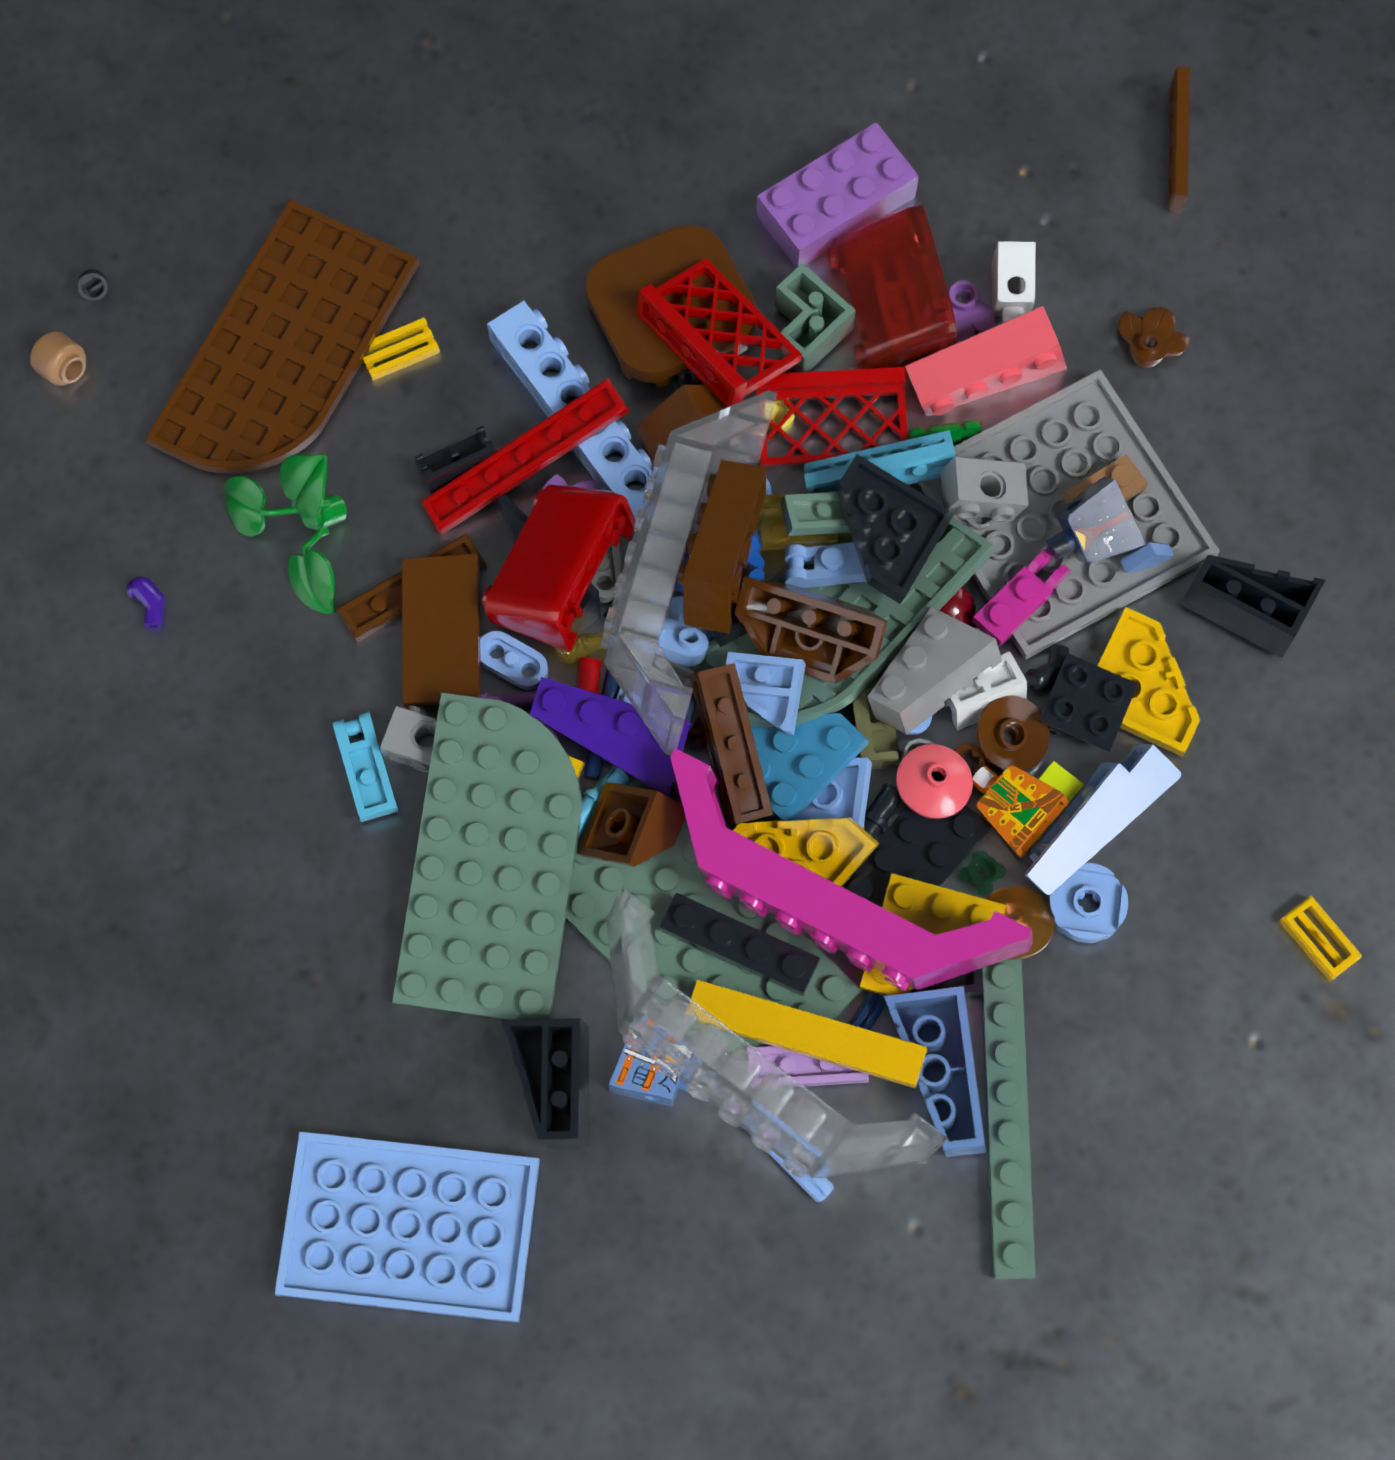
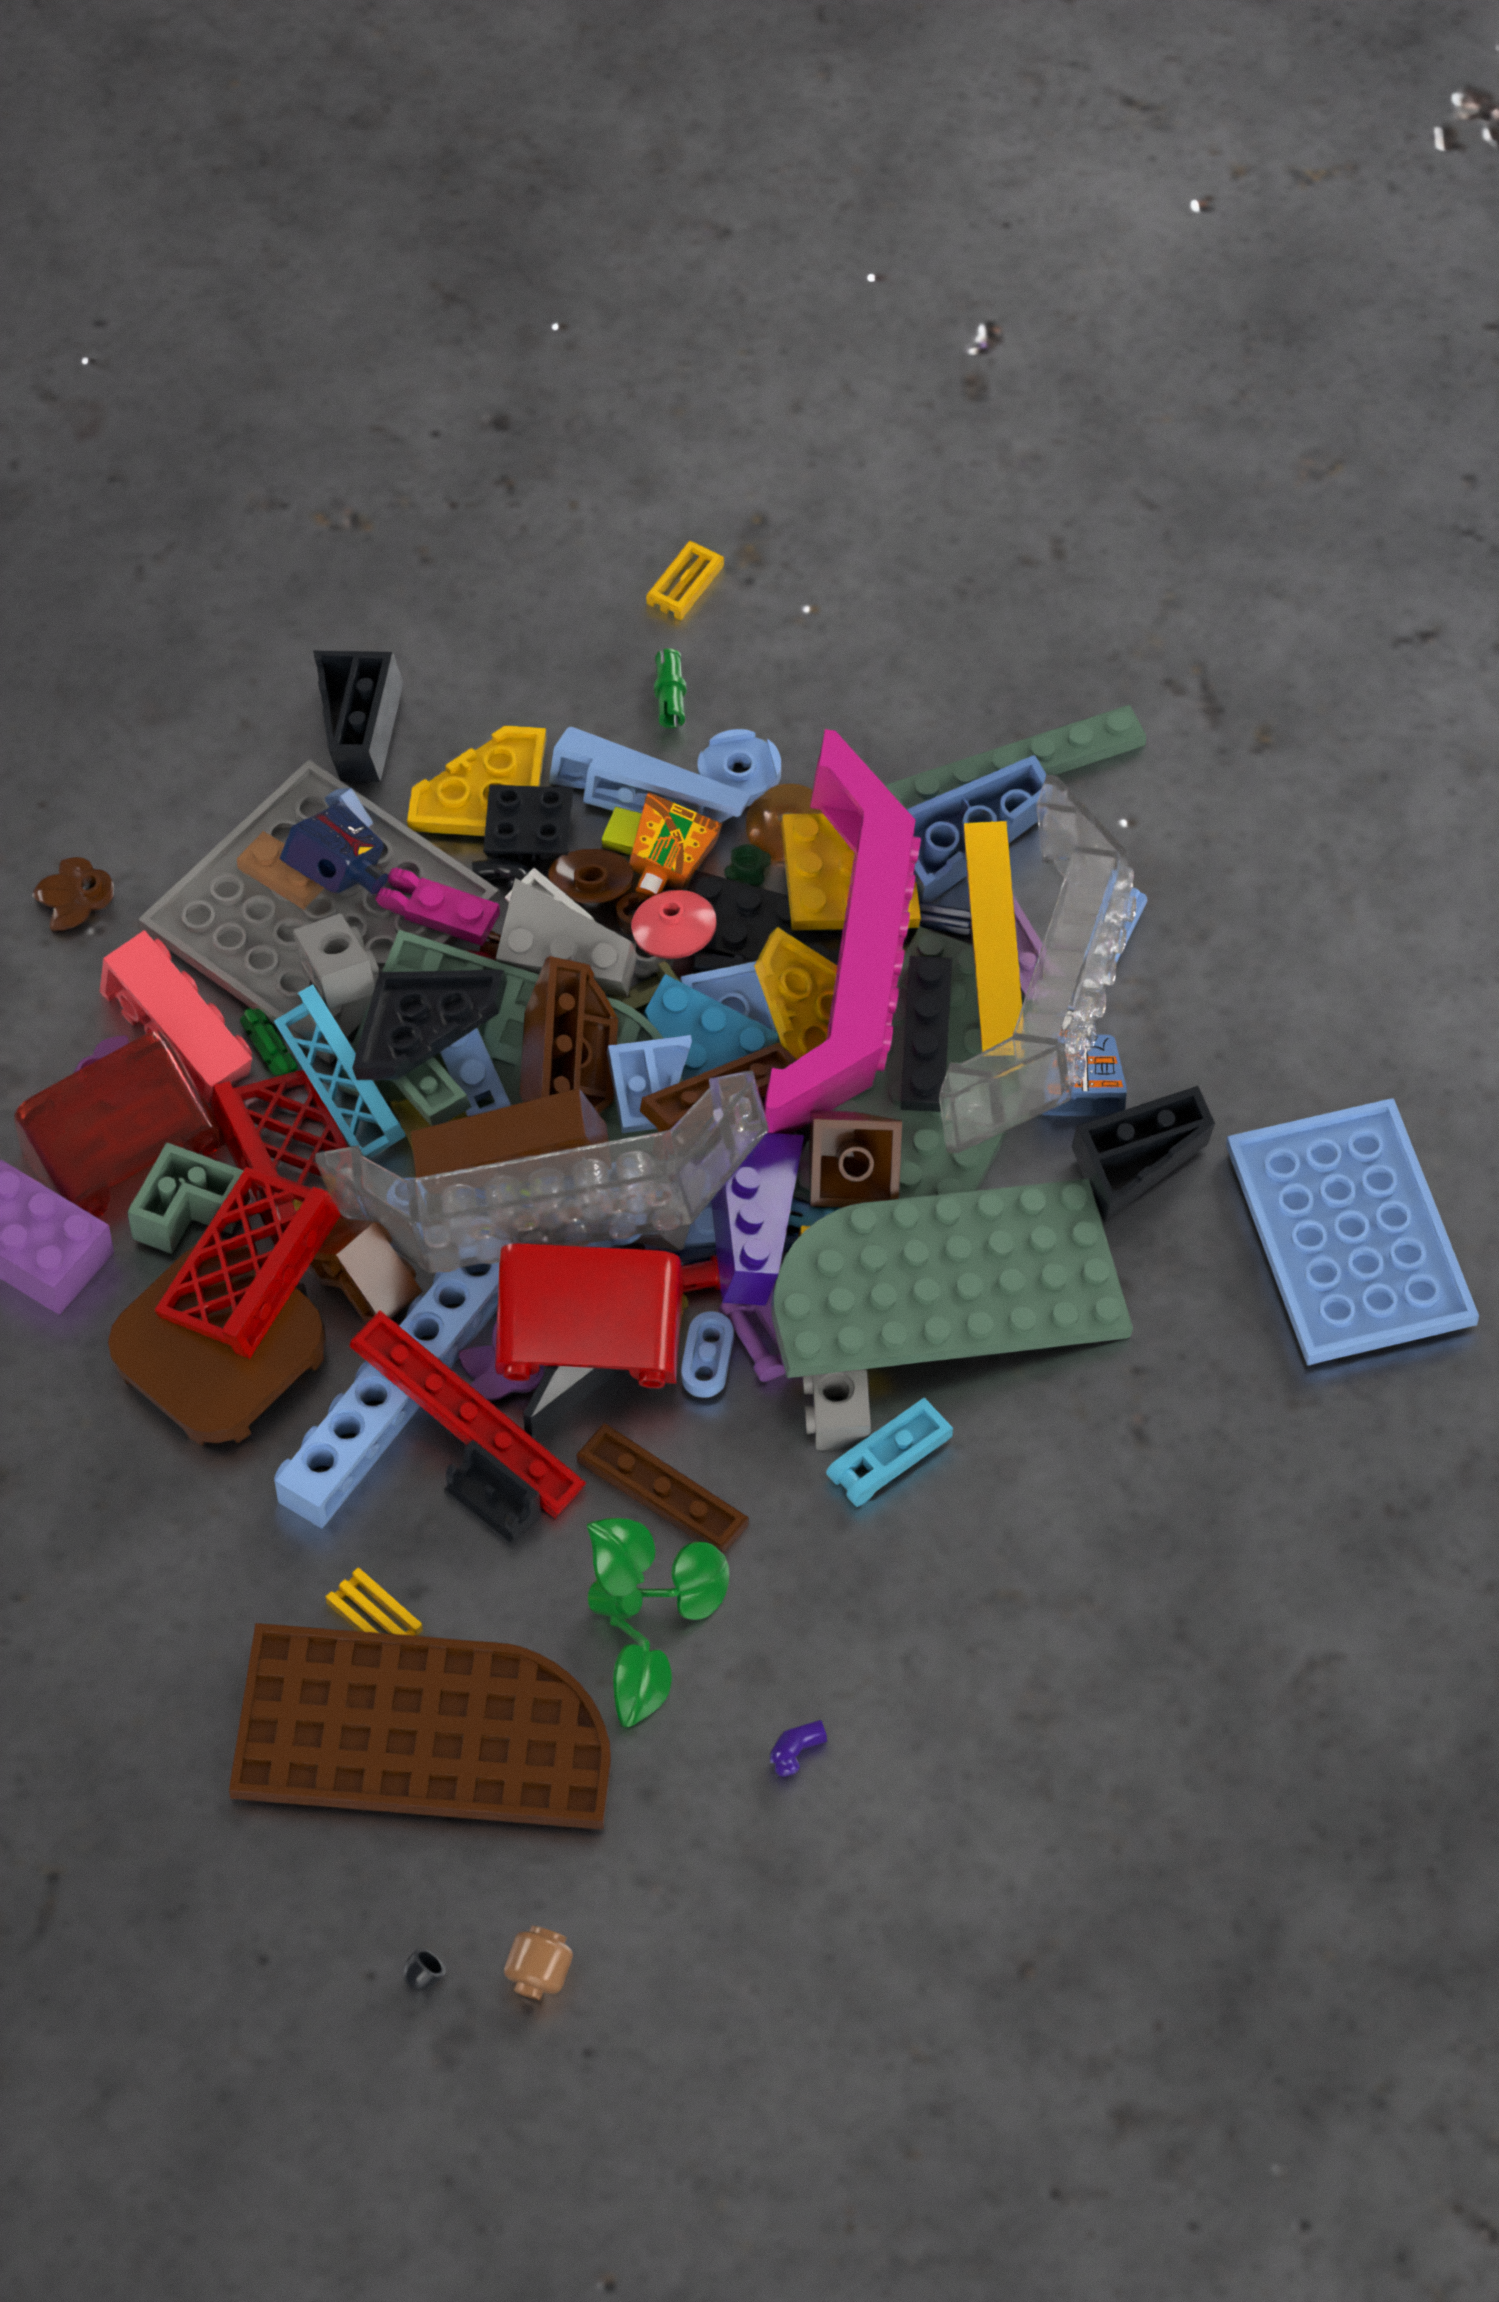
camera: 110 degrees left, 15 degrees down
(440, 628) = (706, 1425): reddish brown tile -> none
(1013, 279) = (66, 1022): white torso -> none
(1197, 876) = (670, 688): none -> green pin

